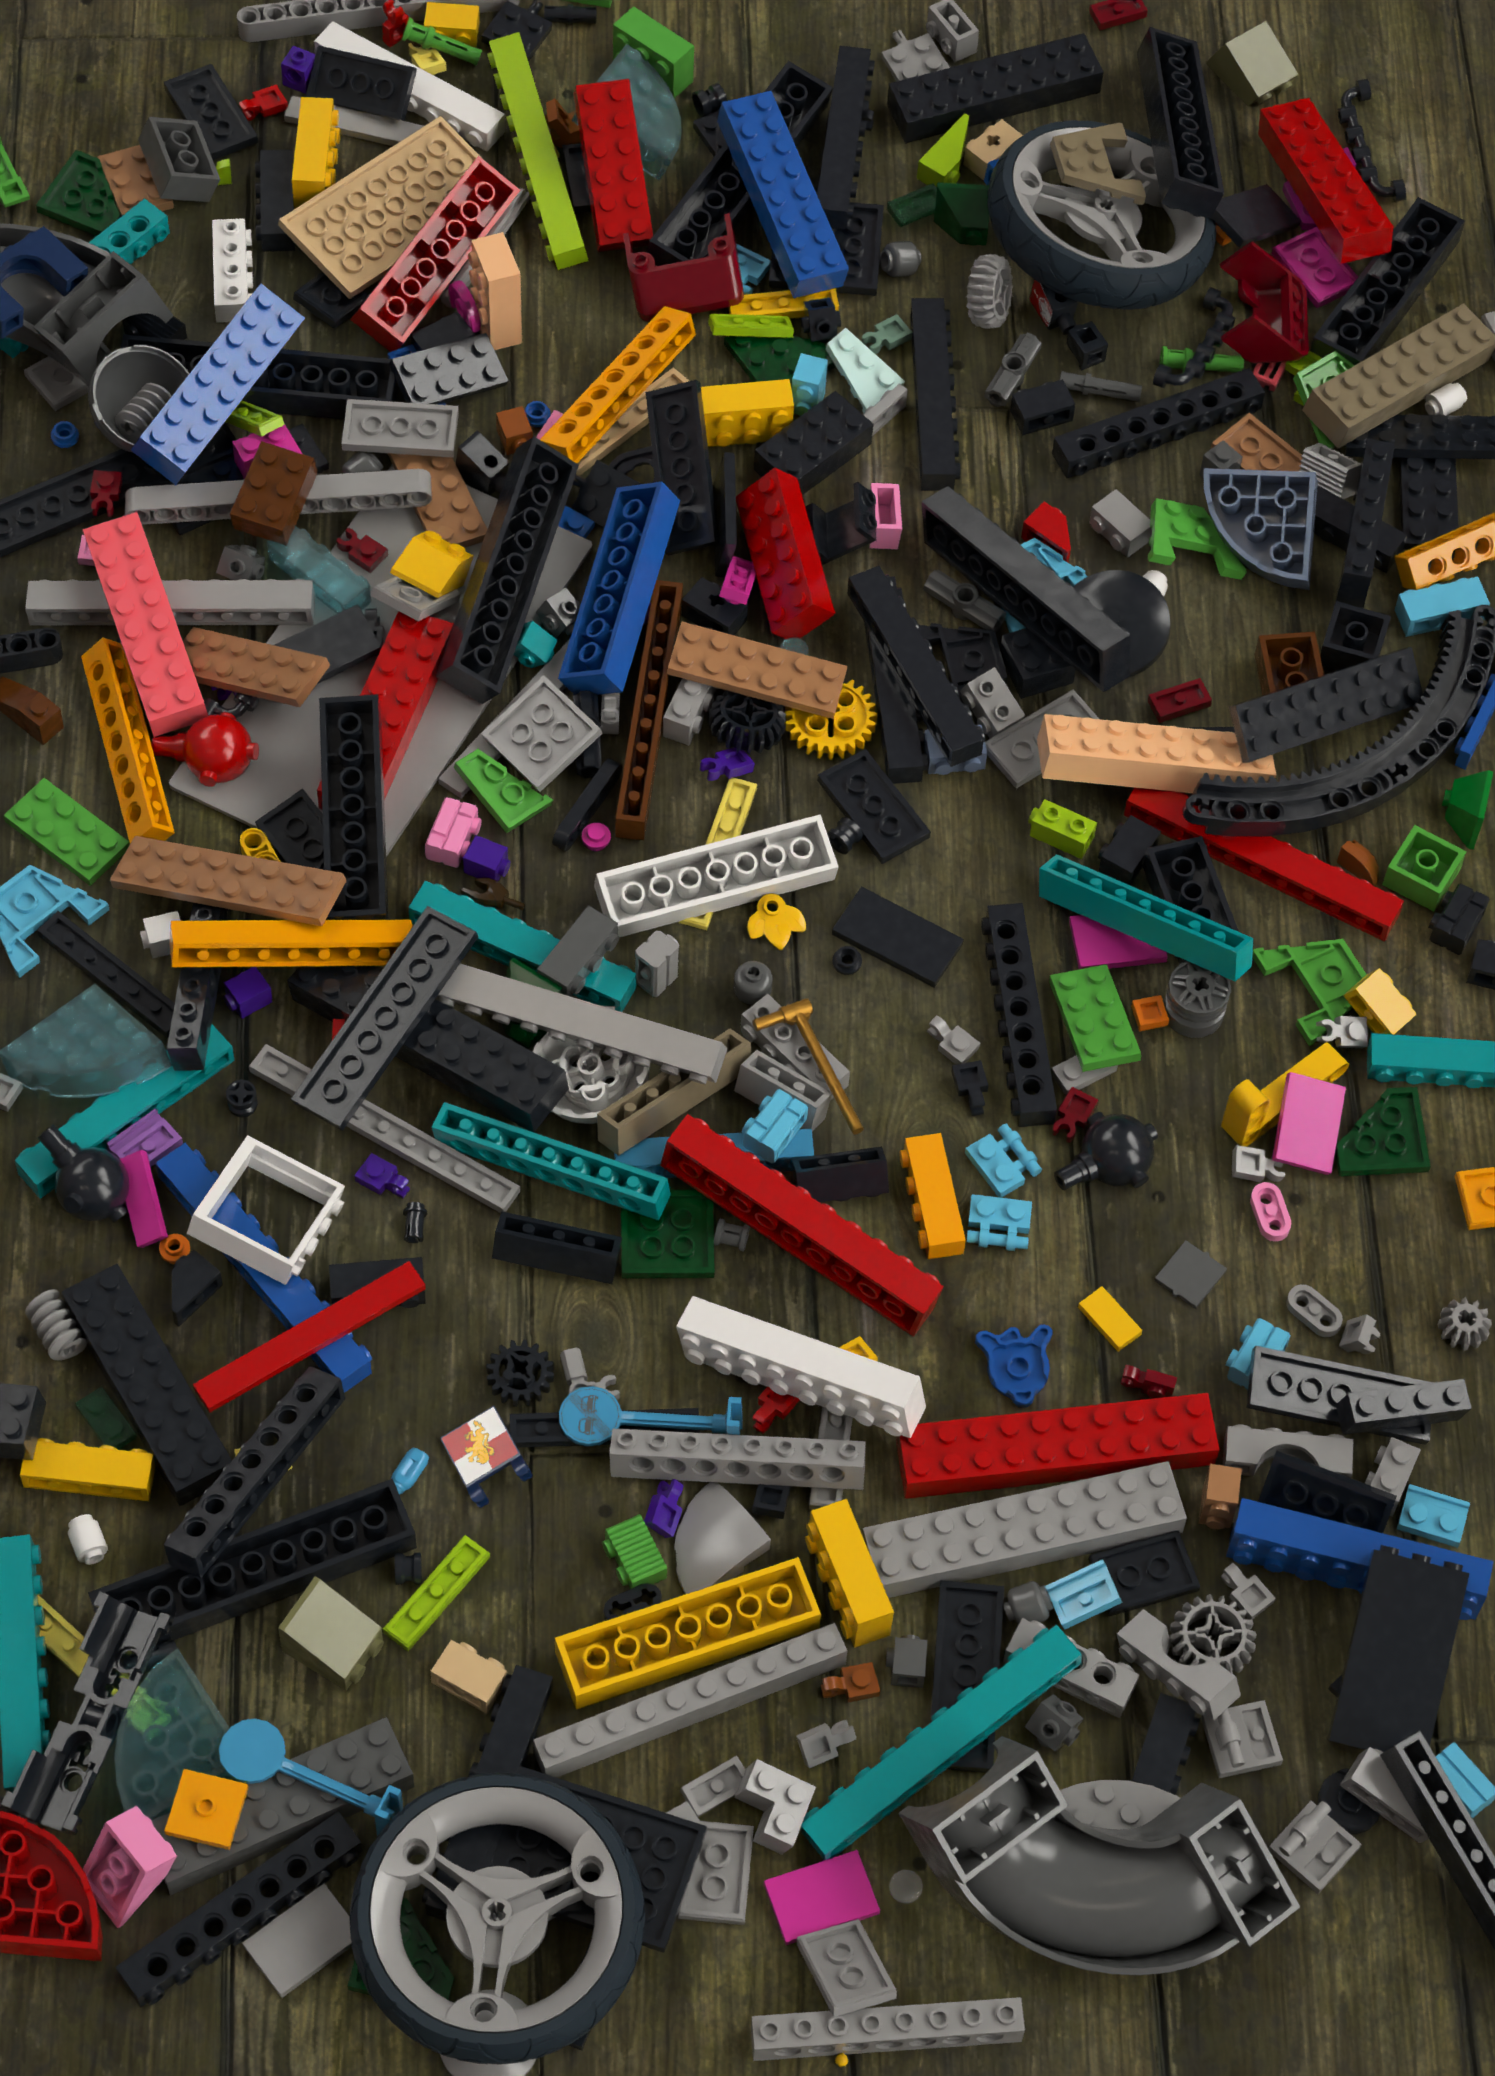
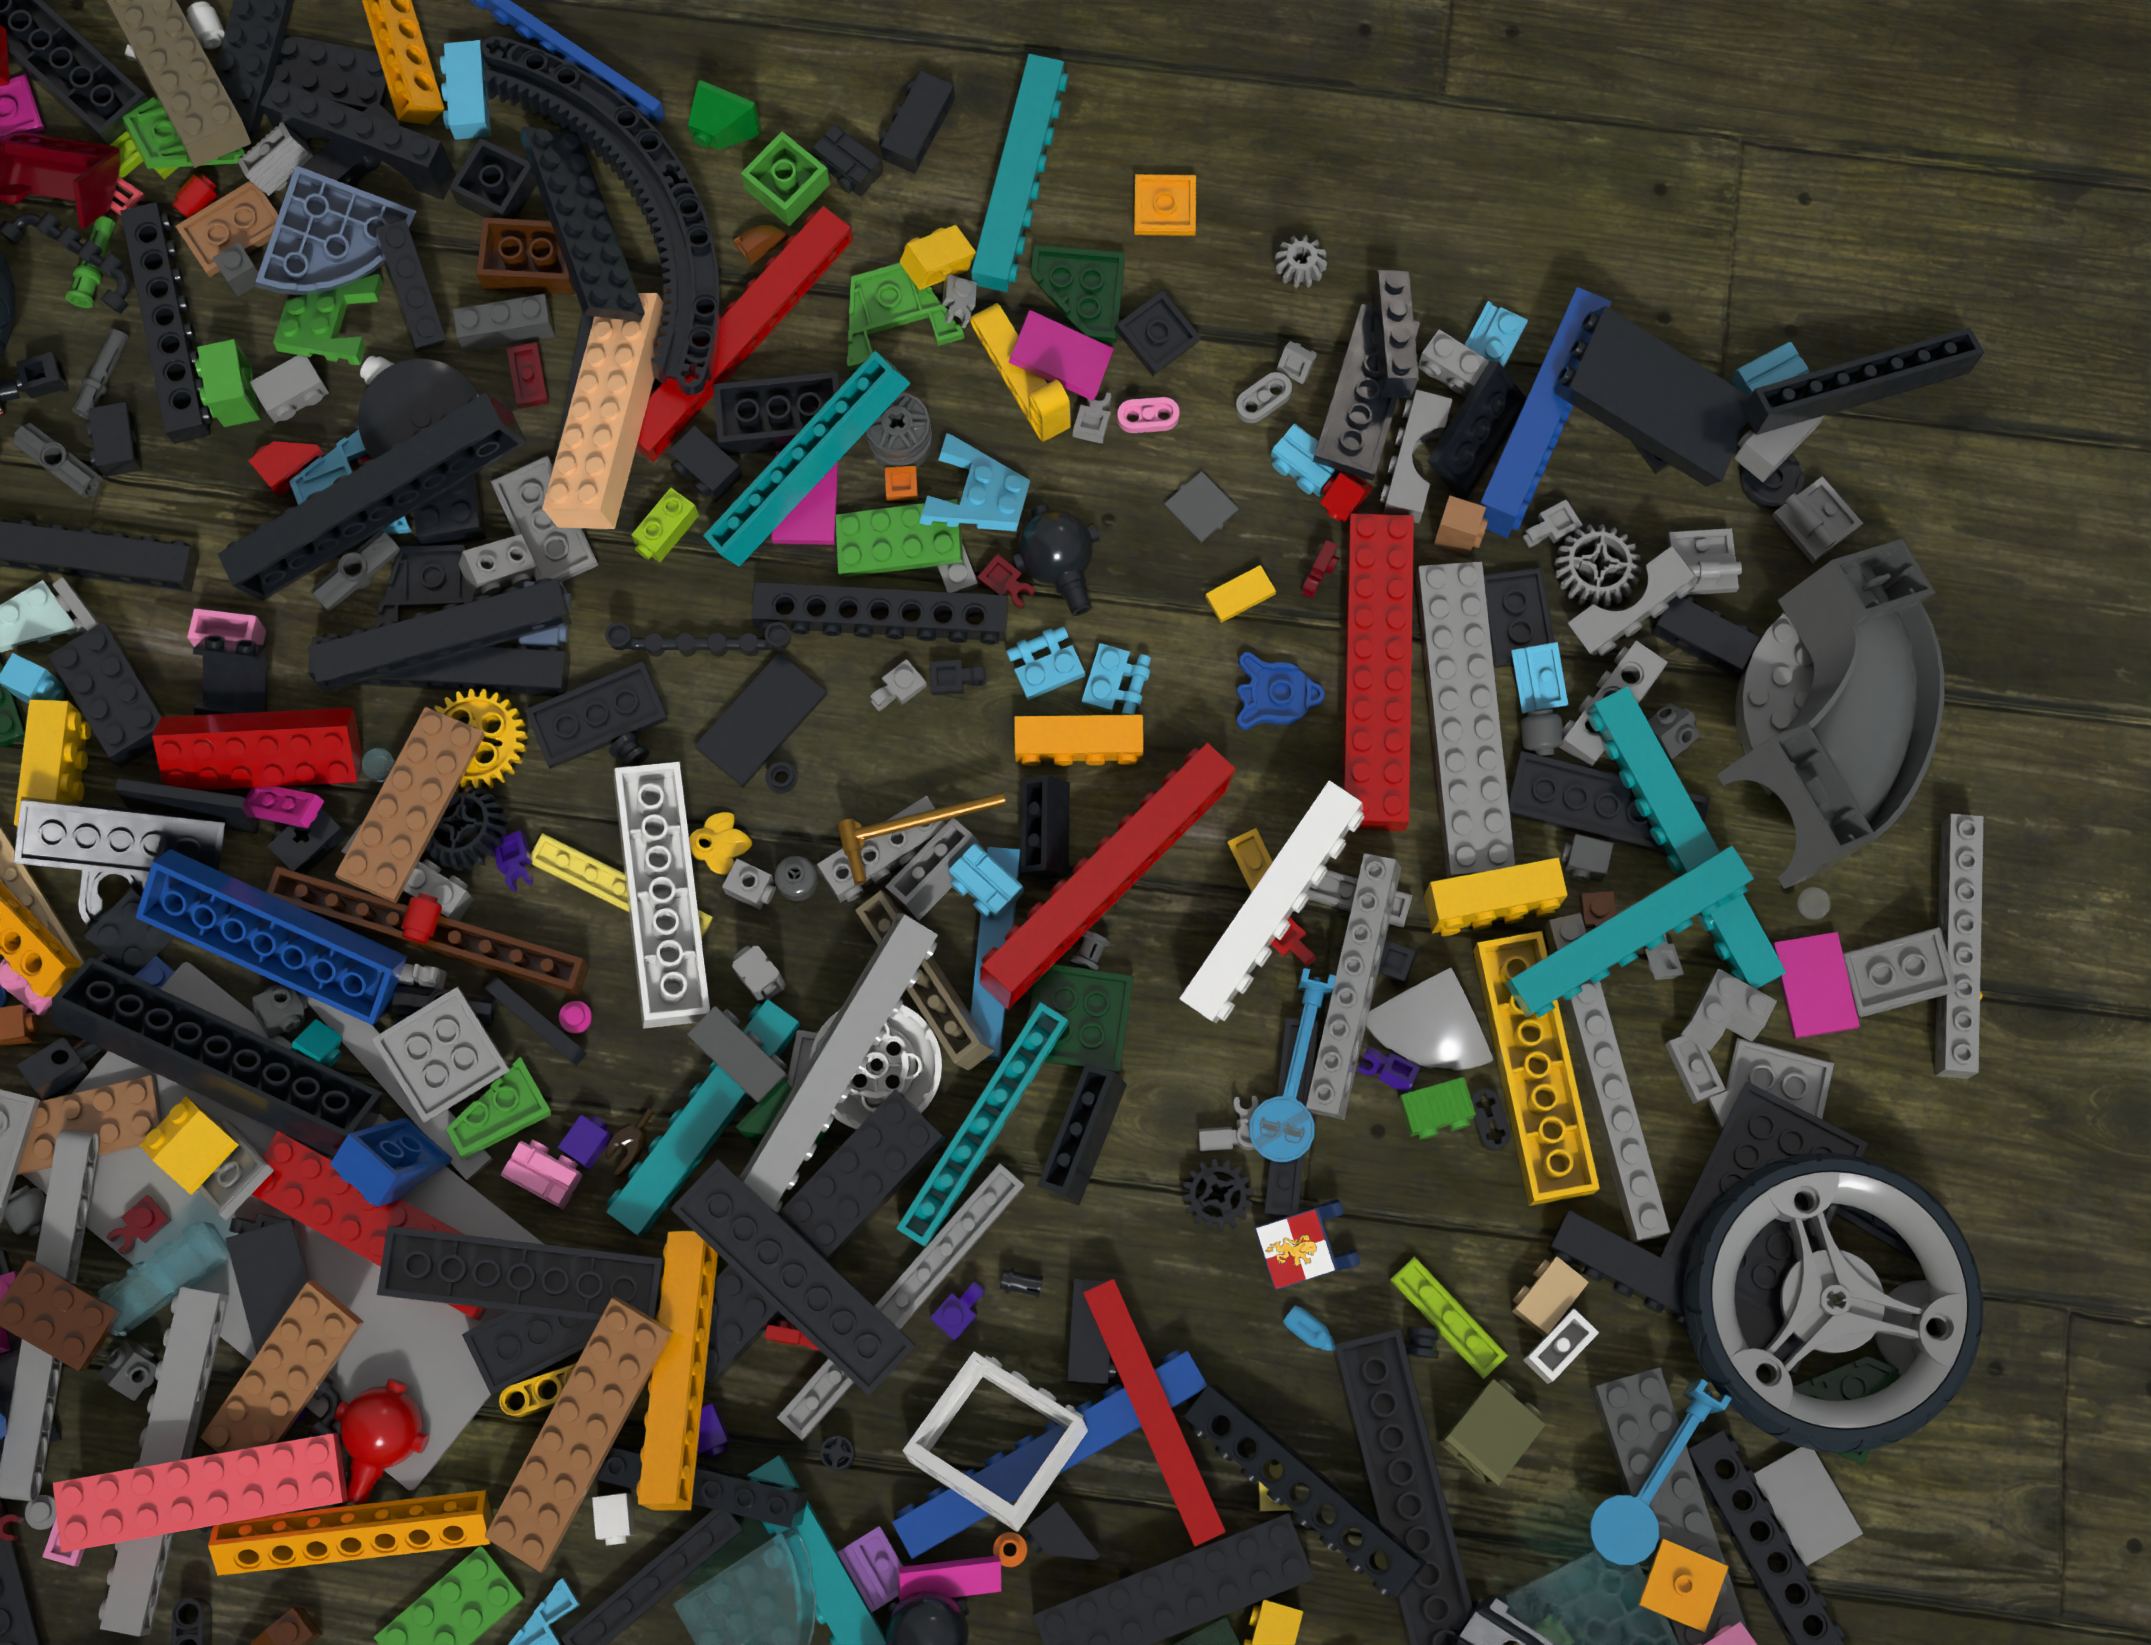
camera: 75 degrees left, 15 degrees up
(421, 1687) = (1560, 1346): none -> white brick
(442, 707) = (388, 1160): none -> blue slope
(655, 691) = (421, 918): none -> red brick
(740, 946) = (749, 885): none -> light grey brick
(832, 1687) = (1630, 931): none -> teal brick
(972, 924) = (776, 637): none -> black bar
(1111, 468) = (226, 383): none -> bright green brick
(1150, 1083) = (990, 496): none -> medium azure wing
(1222, 669) = (504, 323): none -> dark grey brick
(1228, 1392) = (1345, 495): none -> red brick
(1234, 588) = (410, 286): none -> black brick
(1282, 422) = (194, 195): none -> red brick
(1355, 1206) = (1157, 333): none -> black plate

